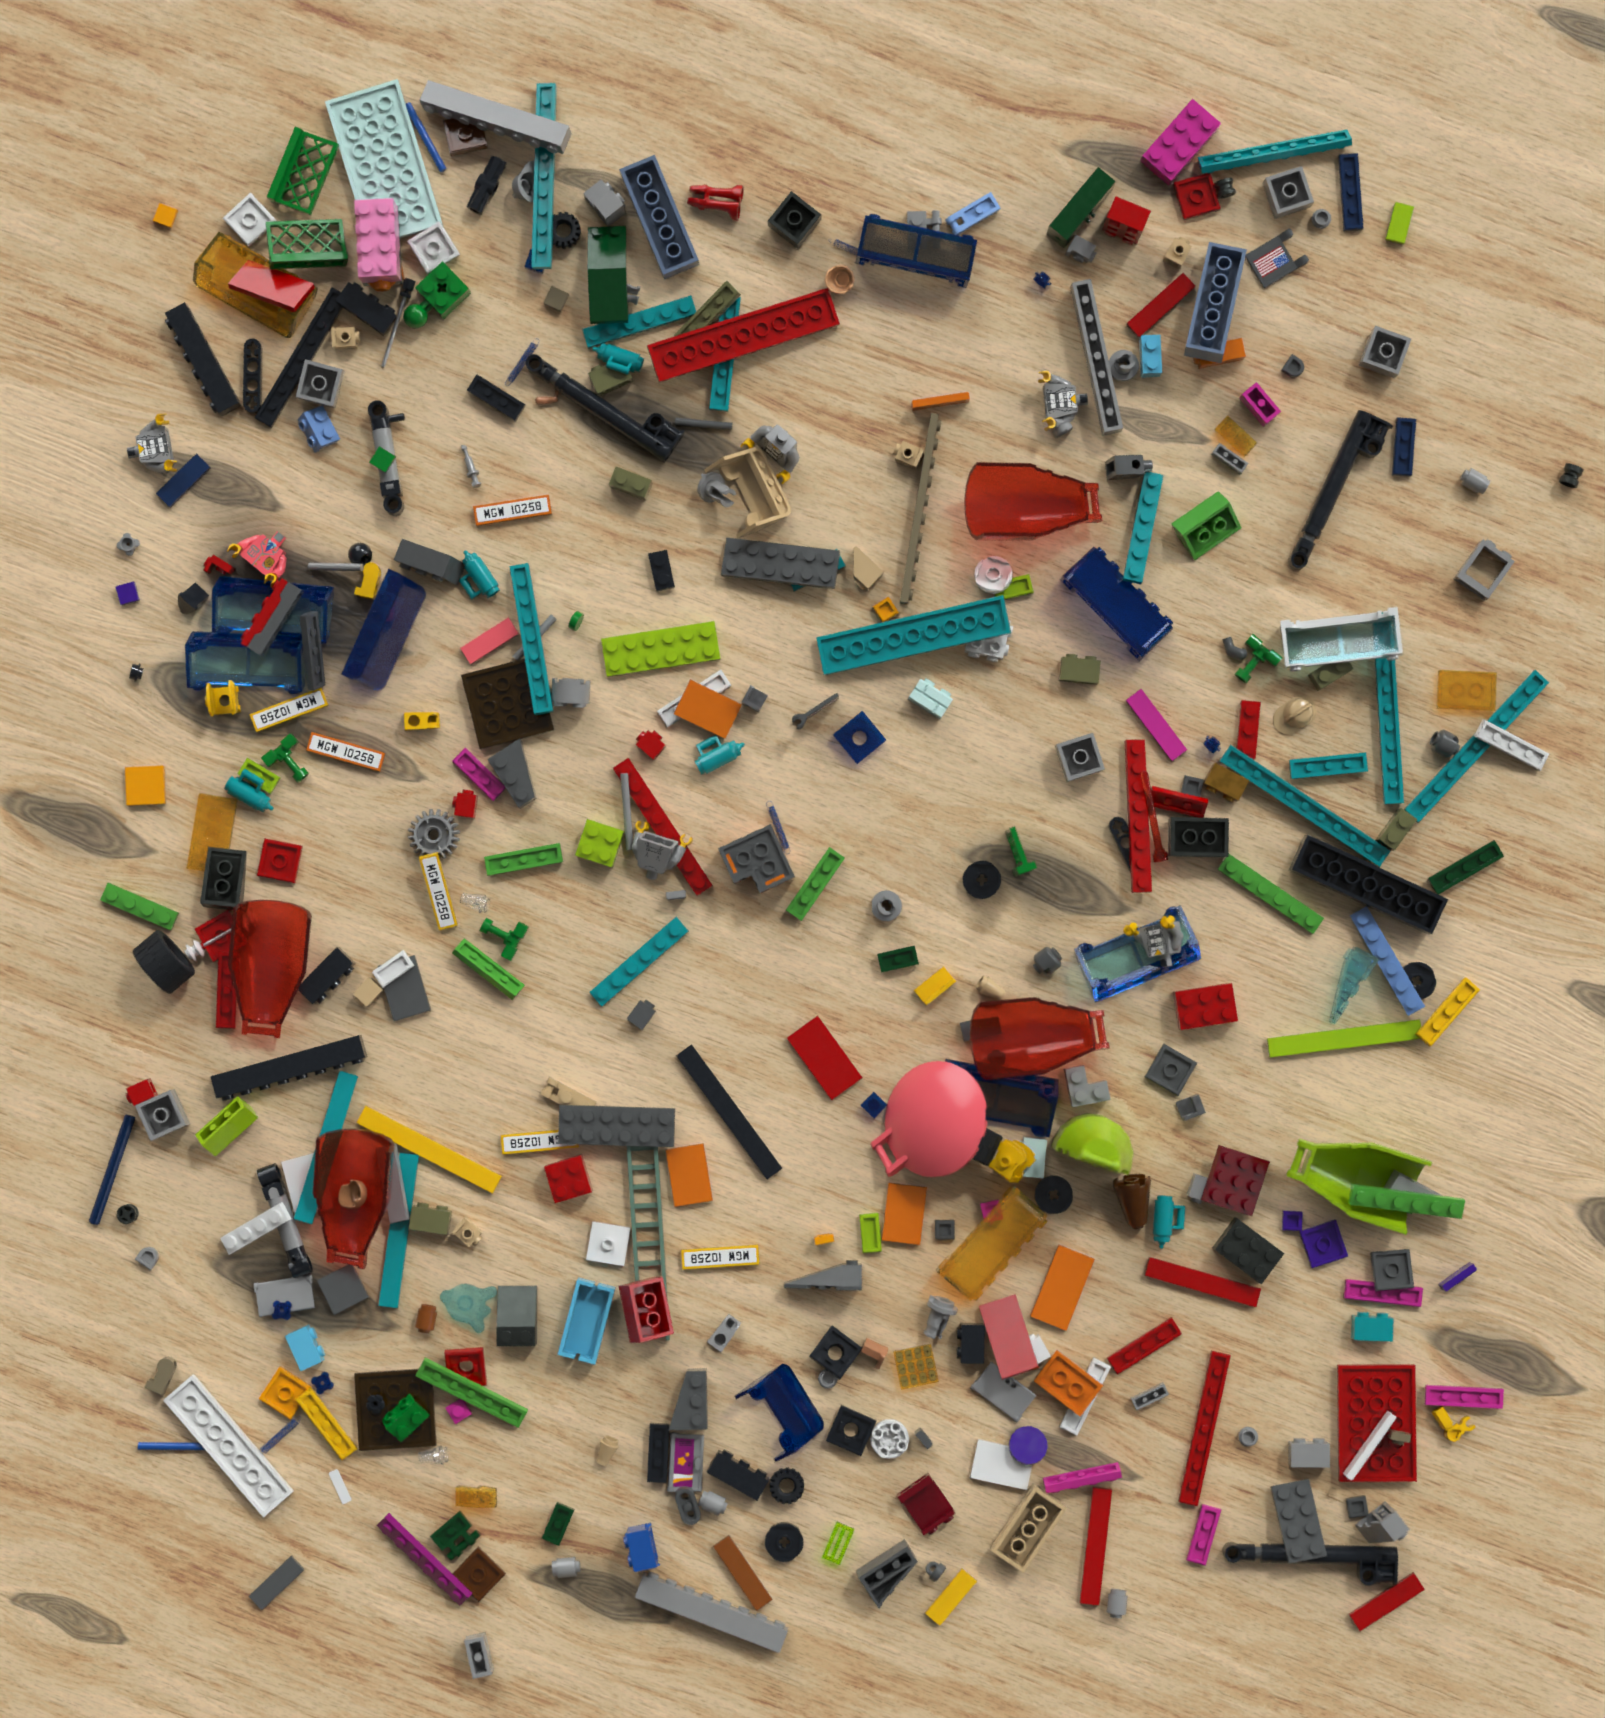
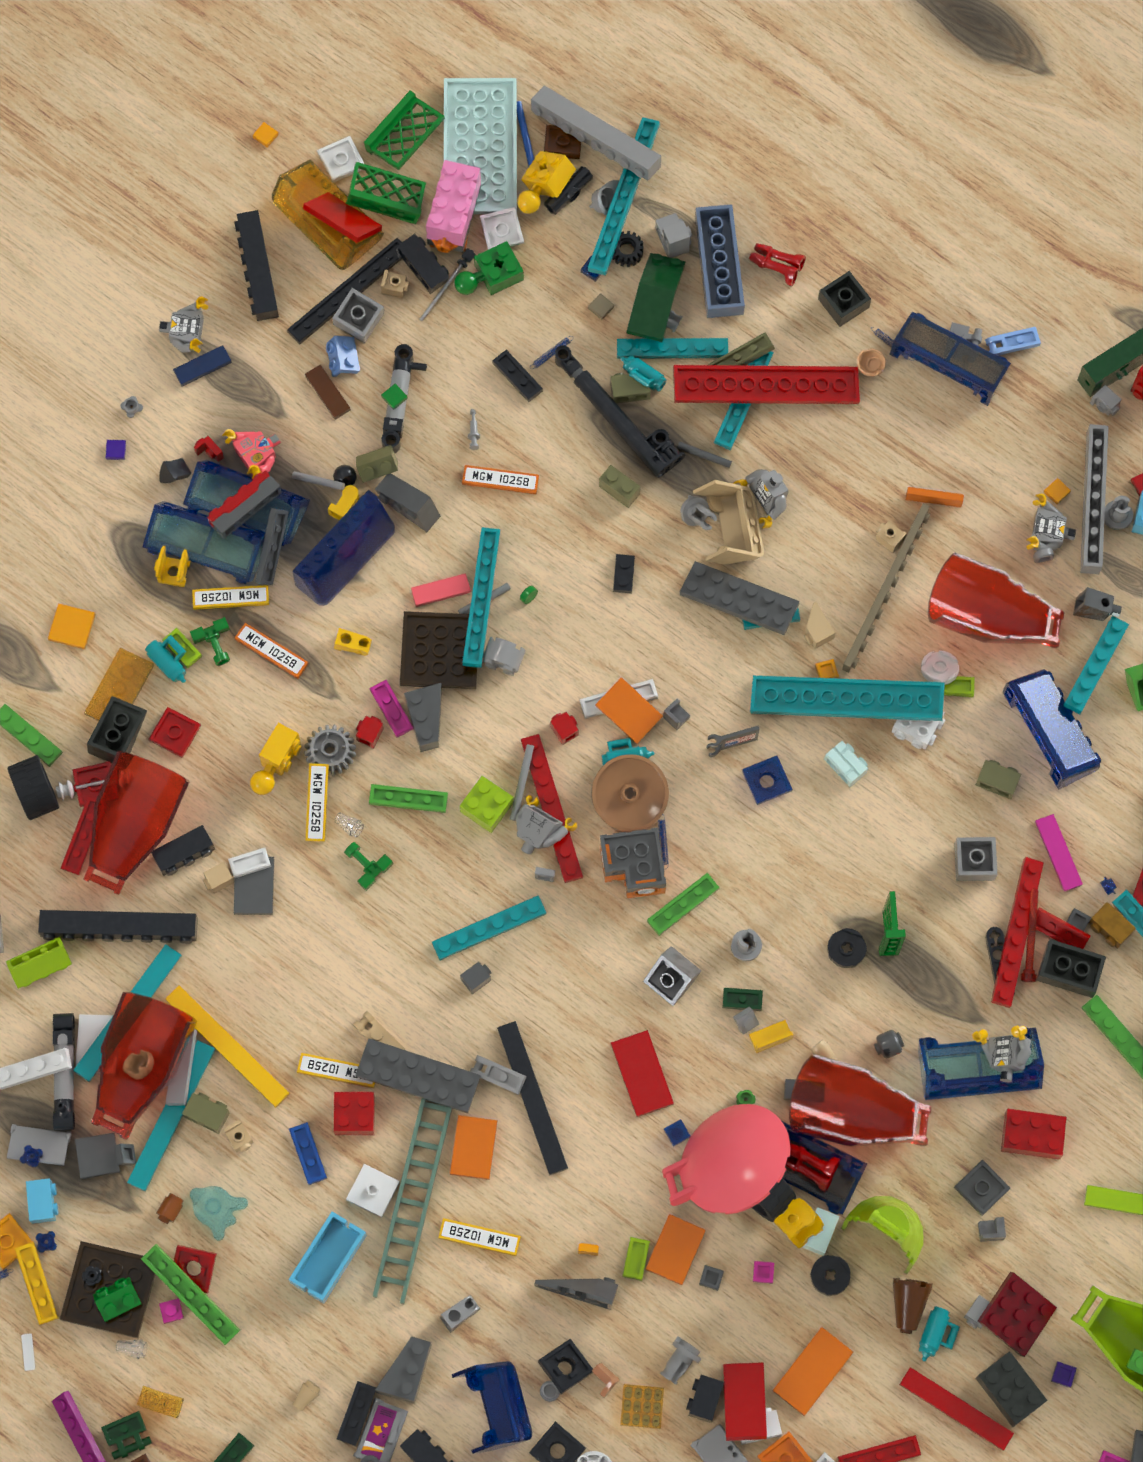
camera: 10 degrees right, 15 degrees down
(136, 672) = (99, 521): black plate -> none
(252, 376) = (301, 294): black beam -> none
(315, 470) = (327, 392): none -> reddish brown tile
(368, 1280) = (125, 1154): none -> dark grey plate
(385, 858) = (276, 758): none -> yellow brick
(387, 533) = (376, 463): none -> olive brick
(459, 178) = (546, 177): none -> yellow brick
(480, 575) = (452, 529): teal piece -> none
(488, 969) = (341, 890): bright green plate -> none
(517, 1316) = (259, 1234): pearl dark grey slope -> none
(537, 1227) = (308, 1153): none -> blue tile
(546, 400) = (562, 391): nougat piece -> none
(646, 1309) = (390, 1262): red brick -> none
(660, 648) = (601, 644): lime plate -> none
(691, 1101) = (499, 1075): none -> light grey plate
(733, 792) = (630, 793): none -> medium nougat dish
(825, 956) = (672, 975): none -> flat silver slope
(907, 978) = (746, 1020): none -> light grey plate
(923, 1052) = (745, 1094): none -> bright green plate
(992, 1243) = (754, 1303): clear yellow windscreen -> none
(993, 1094) = (827, 1167): none -> red piece
(1042, 279) = (1062, 417): clear blue plate -> none
(1057, 357) = (1057, 491): none -> light orange tile
(1081, 1091) = (887, 1181): light grey brick -> none
(1323, 1243) = (1089, 1407): dark purple tile -> none

